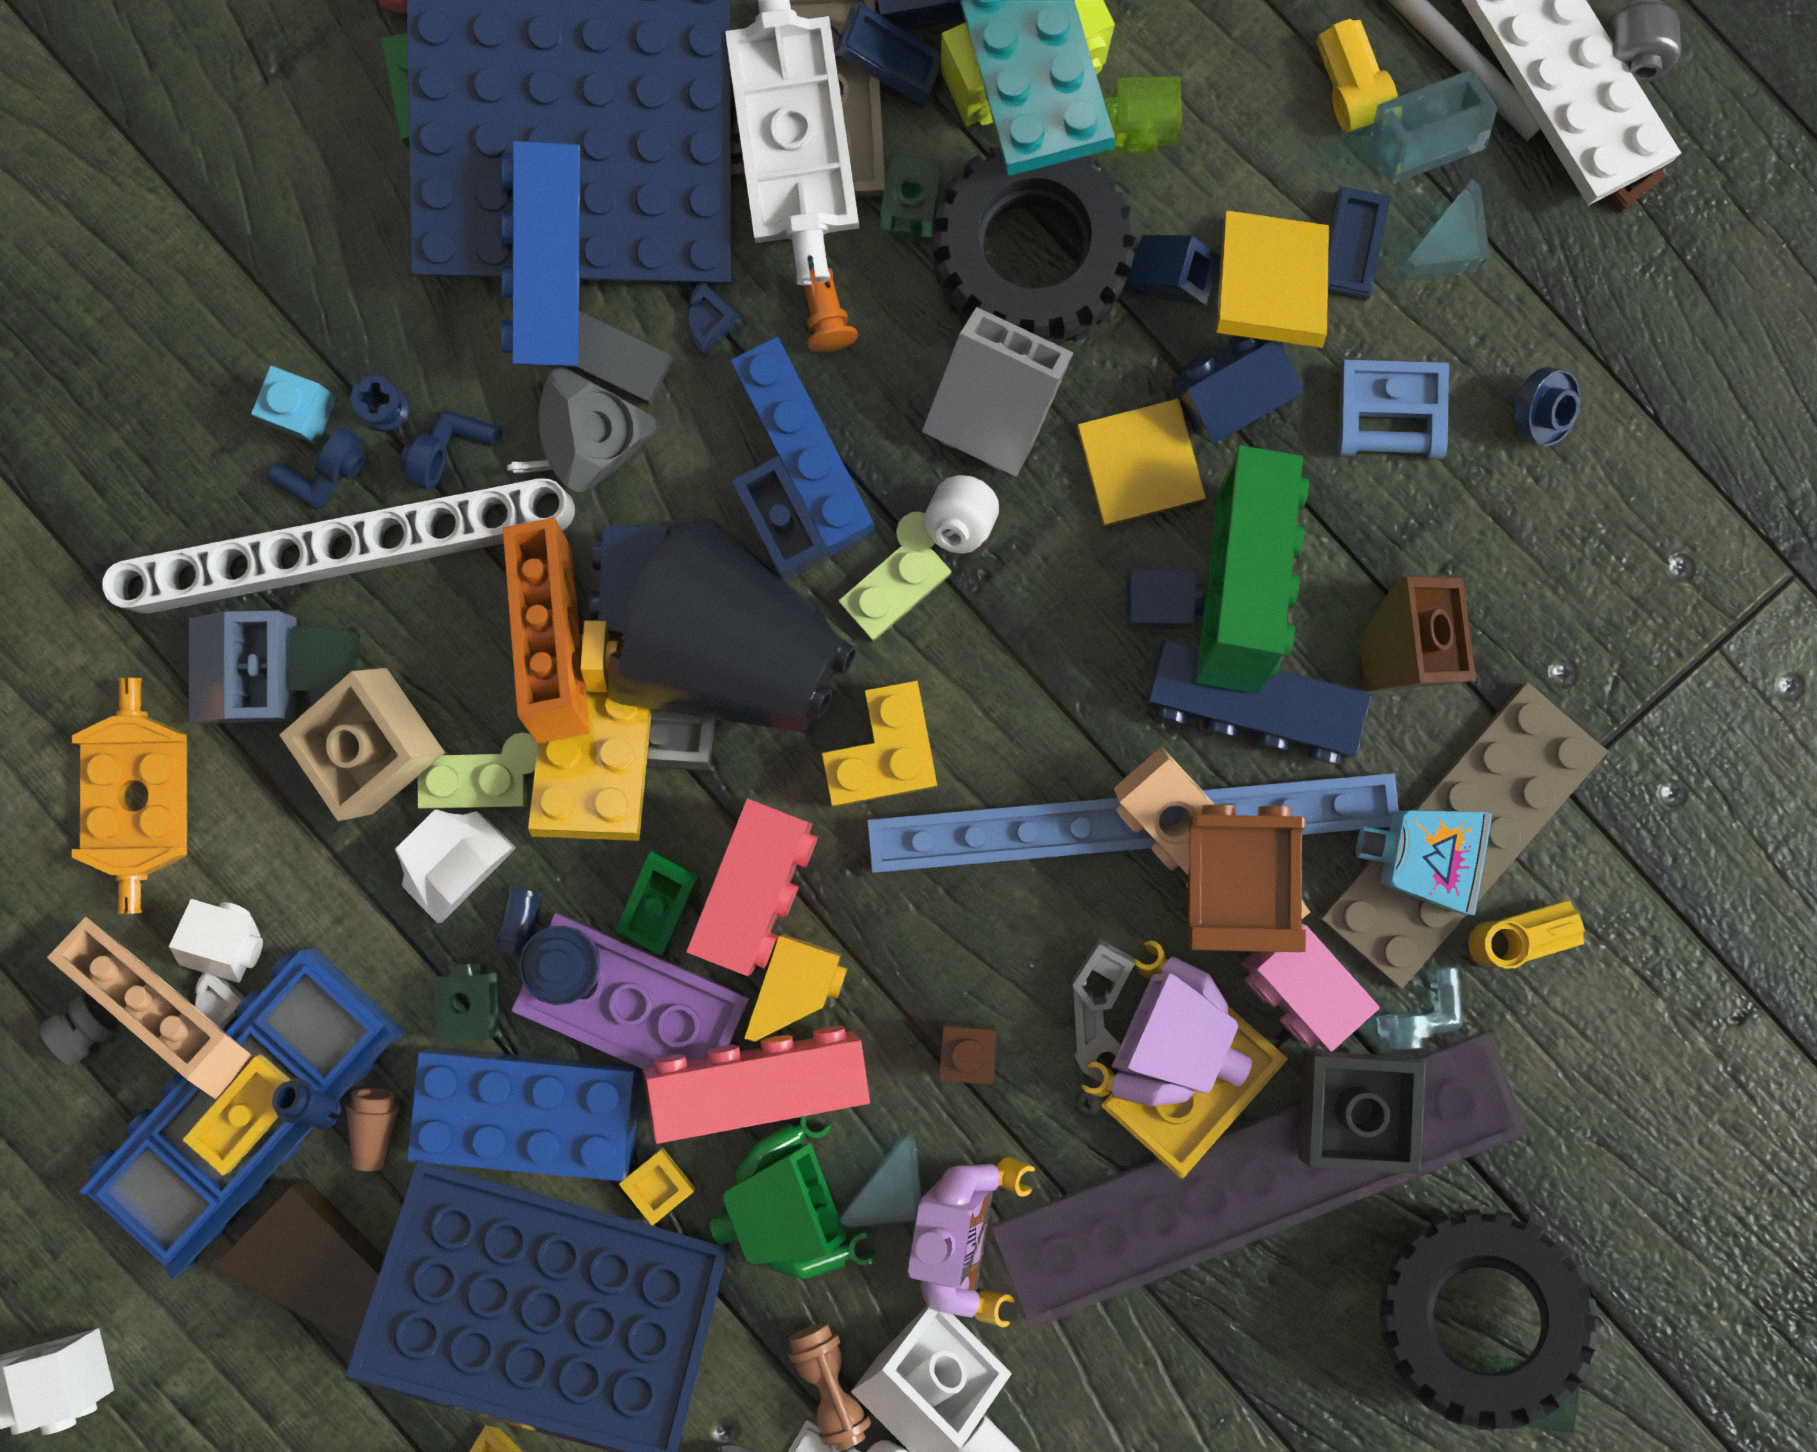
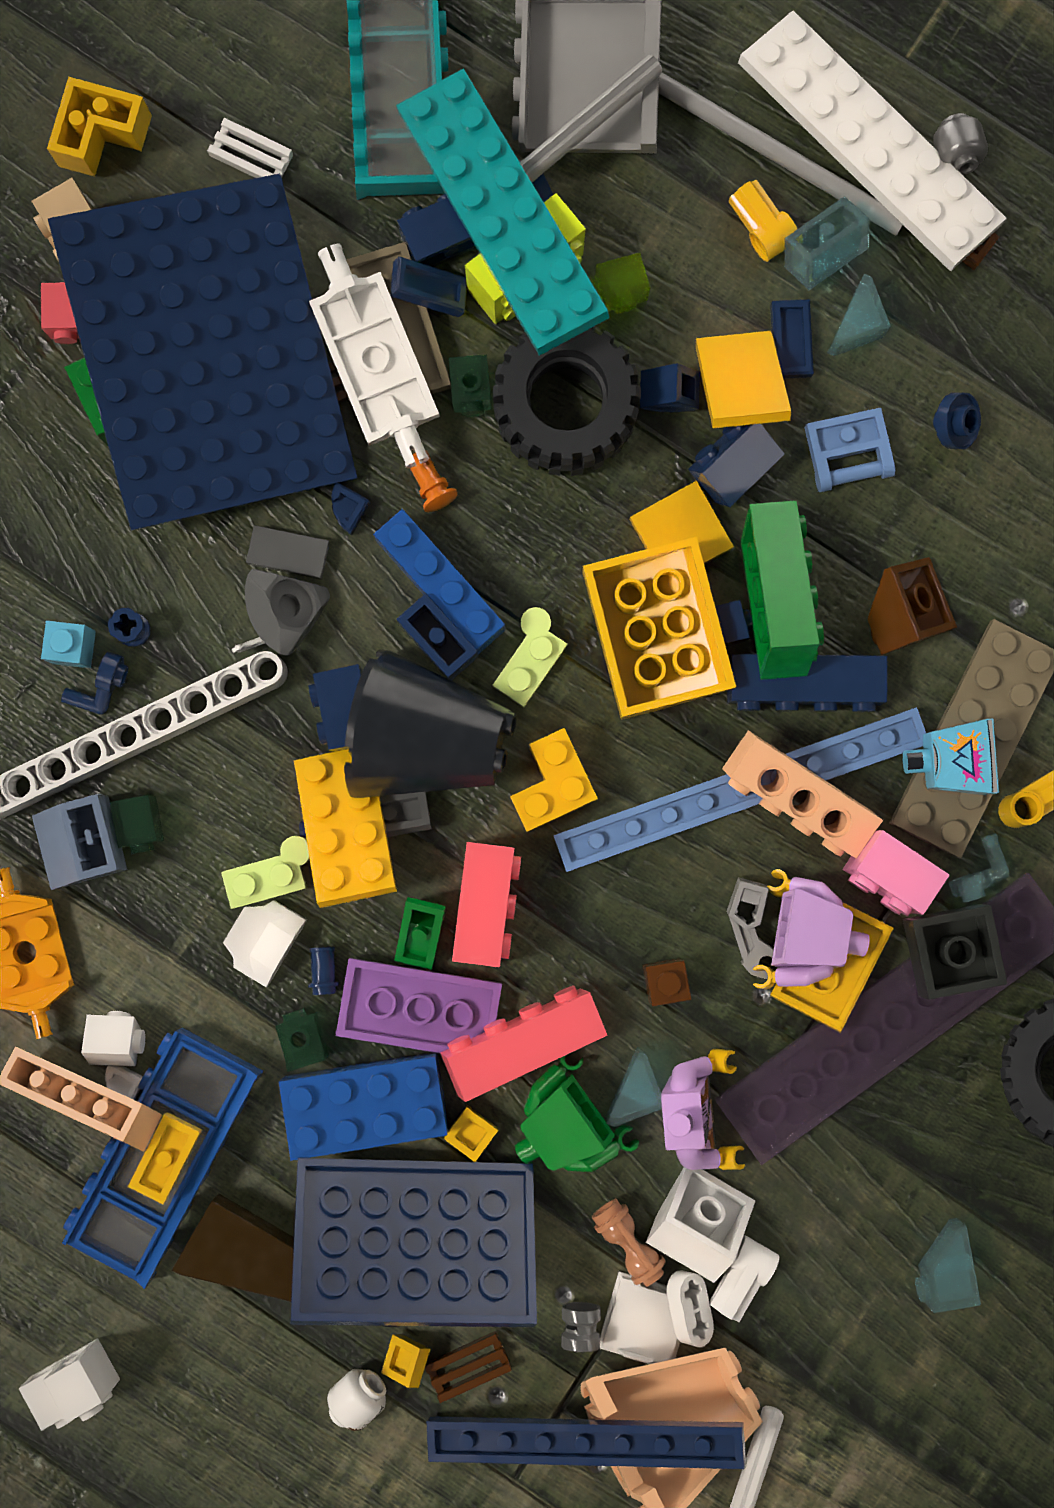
camera: 20 degrees left, 0 degrees up
(78, 1028) = (29, 1127): dark grey wheel -> none
(299, 1102) = (205, 1138): dark blue pin -> none
(361, 743) = (180, 873): tan brick -> none
(370, 1126) = (256, 1144): nougat cone -> none
(426, 457) = (172, 657): dark blue plate -> none
(544, 253) = (222, 491): blue brick -> none
(545, 631) = (292, 759): orange brick -> none
(559, 965) = (362, 994): dark blue plate -> none
(596, 655) = (333, 768): yellow plate -> none
(795, 985) = (532, 966): yellow slope -> none
(961, 514) = (564, 602): white head -> none
(996, 391) = (567, 509): light grey brick -> none
(1077, 580) = (658, 627): none -> yellow slope
(1245, 880) = (832, 809): dark orange panel -> none

